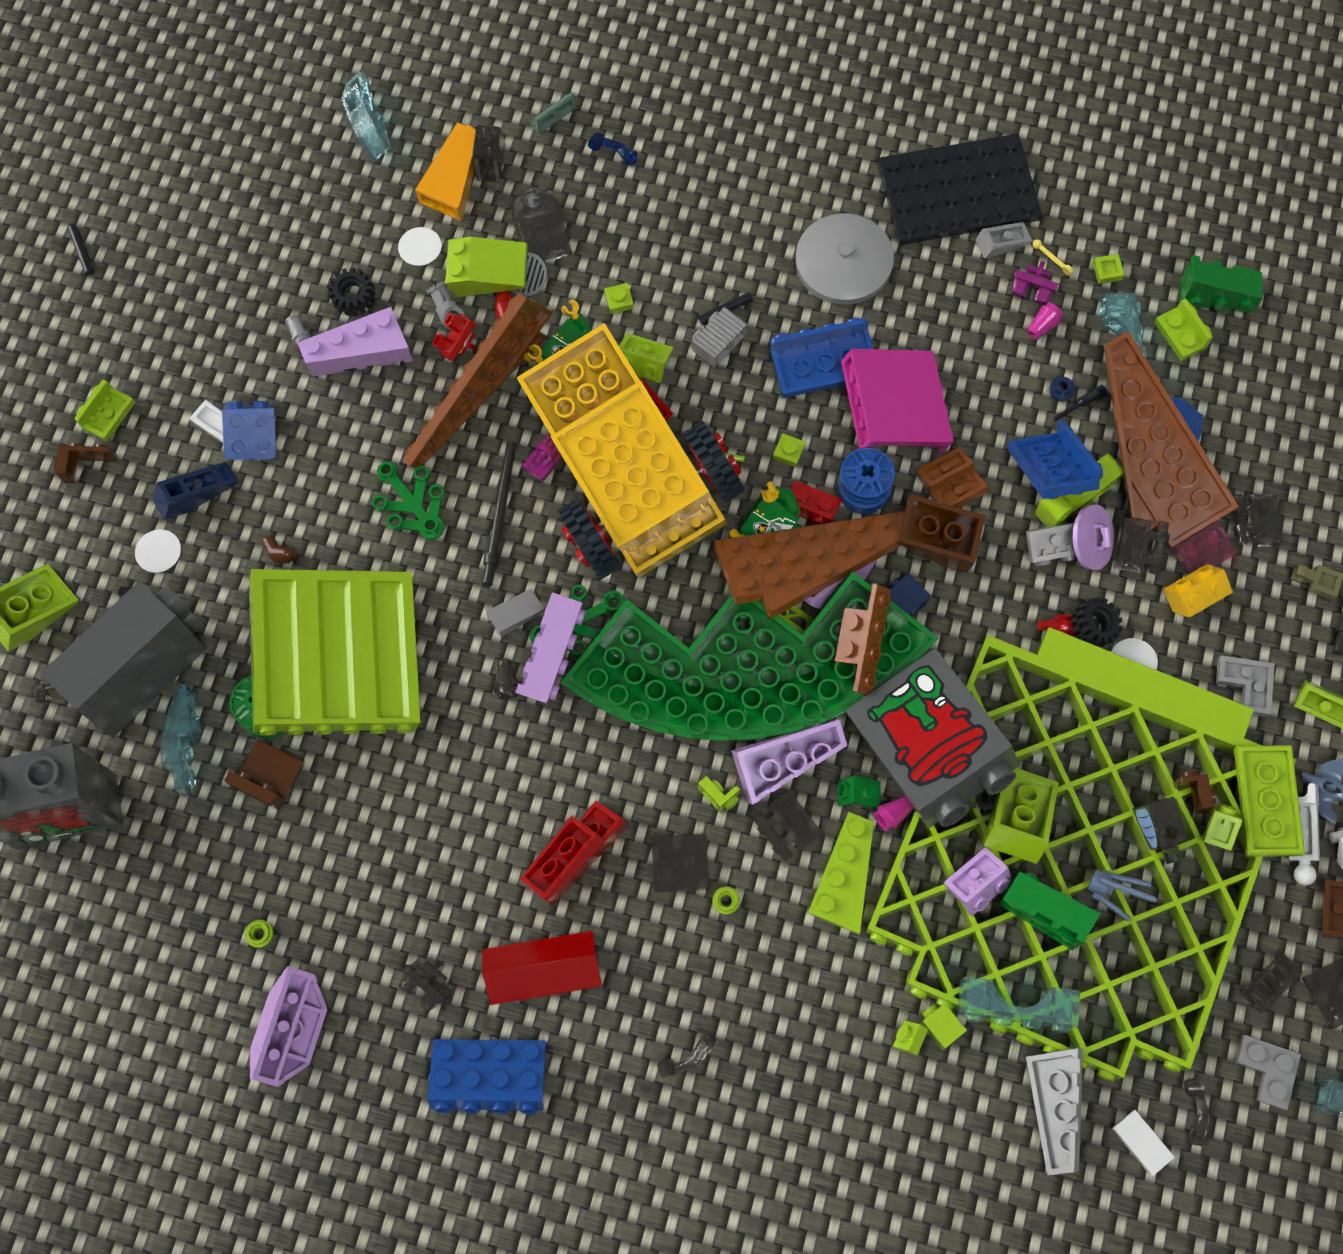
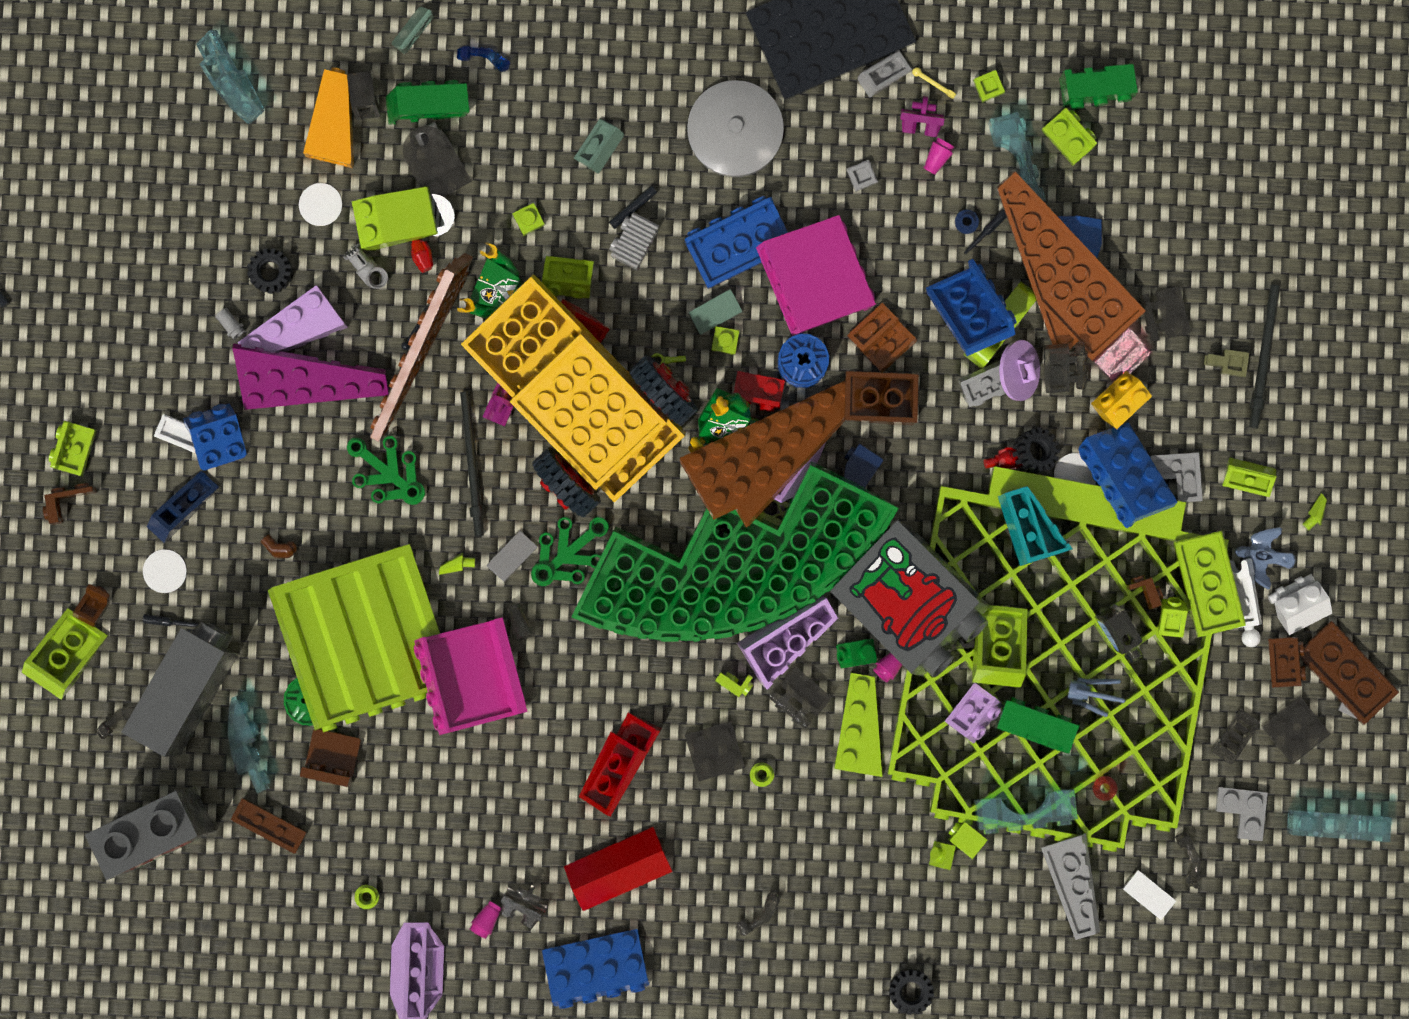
camera: 15 degrees left, 15 degrees up
(72, 565) = (92, 605): none -> reddish brown bracket
(178, 831) = (268, 825): none -> reddish brown plate
(339, 390) = (296, 379): none -> magenta wing
(380, 990) = (485, 921): none -> dark pink cone
(435, 720) = (470, 676): none -> dark pink panel
(456, 607) = (456, 564): none -> lime bar
(457, 339) = (386, 300): red hips -> none
(548, 170) = (427, 101): none -> green wedge
(551, 648) = (555, 590): lavender wedge -> none
(706, 248) = (599, 146): none -> sand green slope
(785, 419) = (715, 312): none -> sand green slope
(860, 1185) = (924, 999): none -> black tyre
(862, 638) = (831, 525): dark orange bracket -> none
(962, 326) = (862, 175): none -> light grey tile
(1078, 693) = (1030, 527): none -> teal wedge
(1121, 996) = (1112, 788): none -> clear red plate
(1191, 665) = (1126, 474): none -> blue bracket

